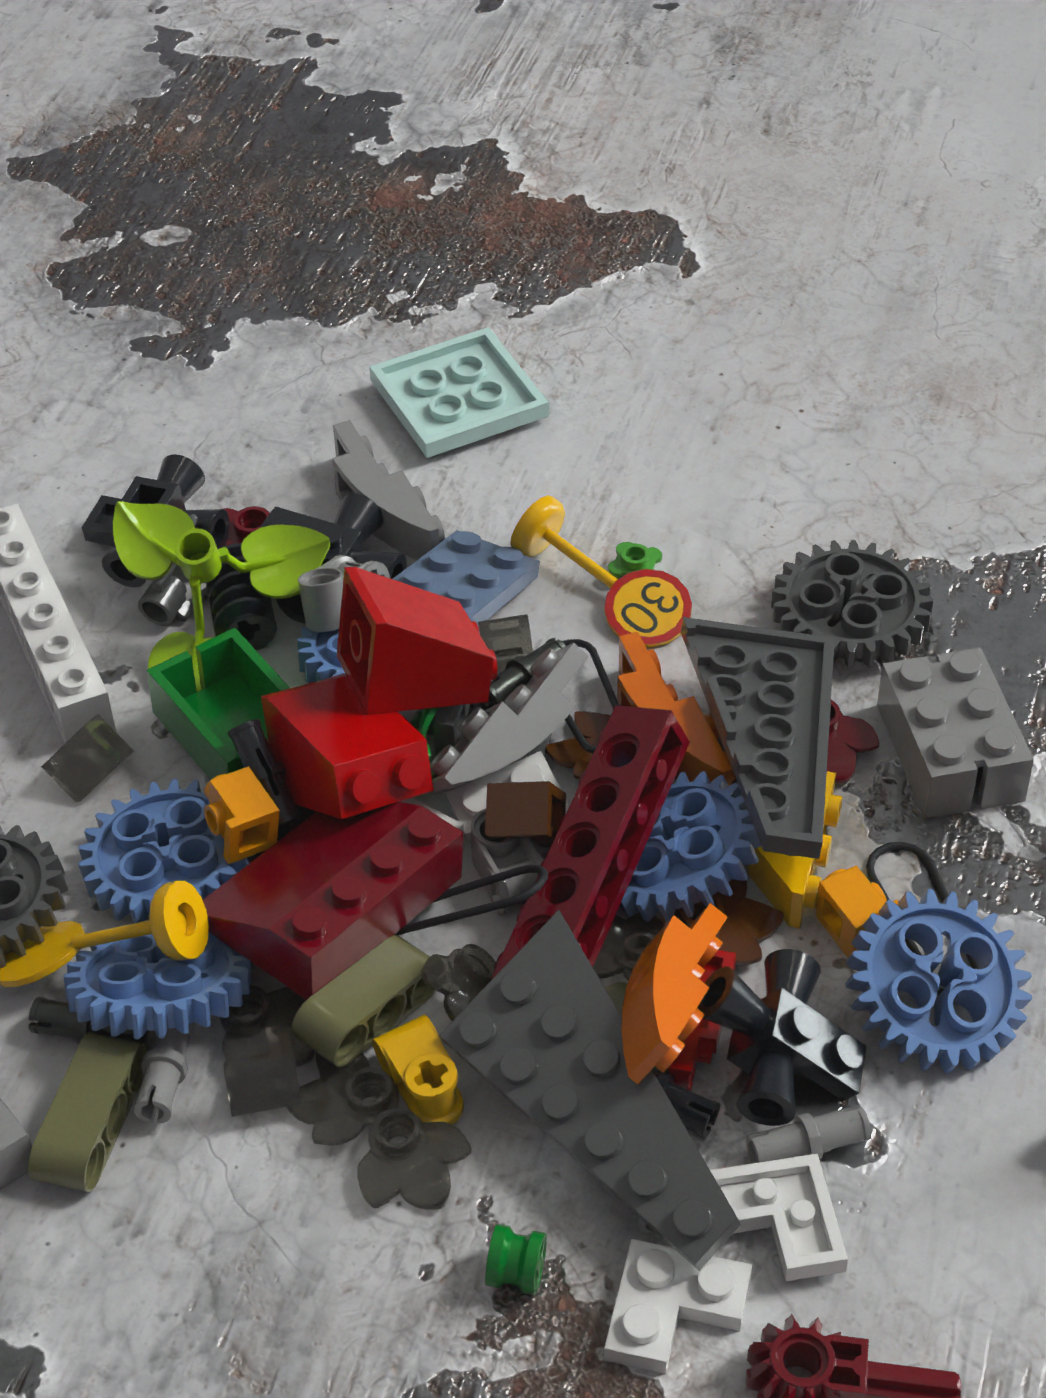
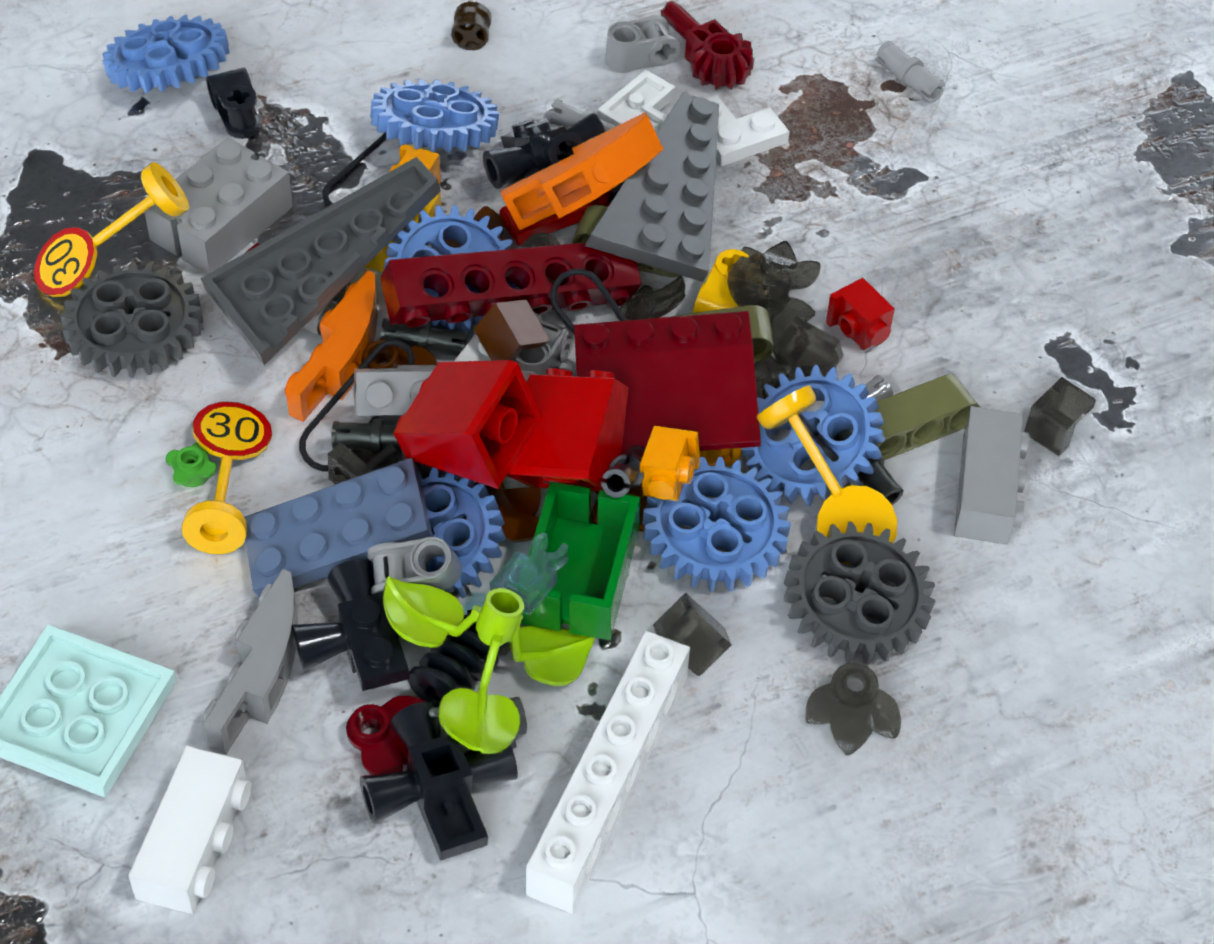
camera: 135 degrees left, 5 degrees up
(234, 632) = (532, 575): none -> clear light blue plate
(258, 1172) = (861, 313): none -> red brick
(284, 393) = (190, 830): none -> white brick
(377, 1091) = (747, 293): none -> clear smoke gear
(515, 1259) = (785, 185): green wheel -> none
(907, 1307) = (636, 43): none -> light grey piece
(954, 623) = (73, 251): none -> yellow piece

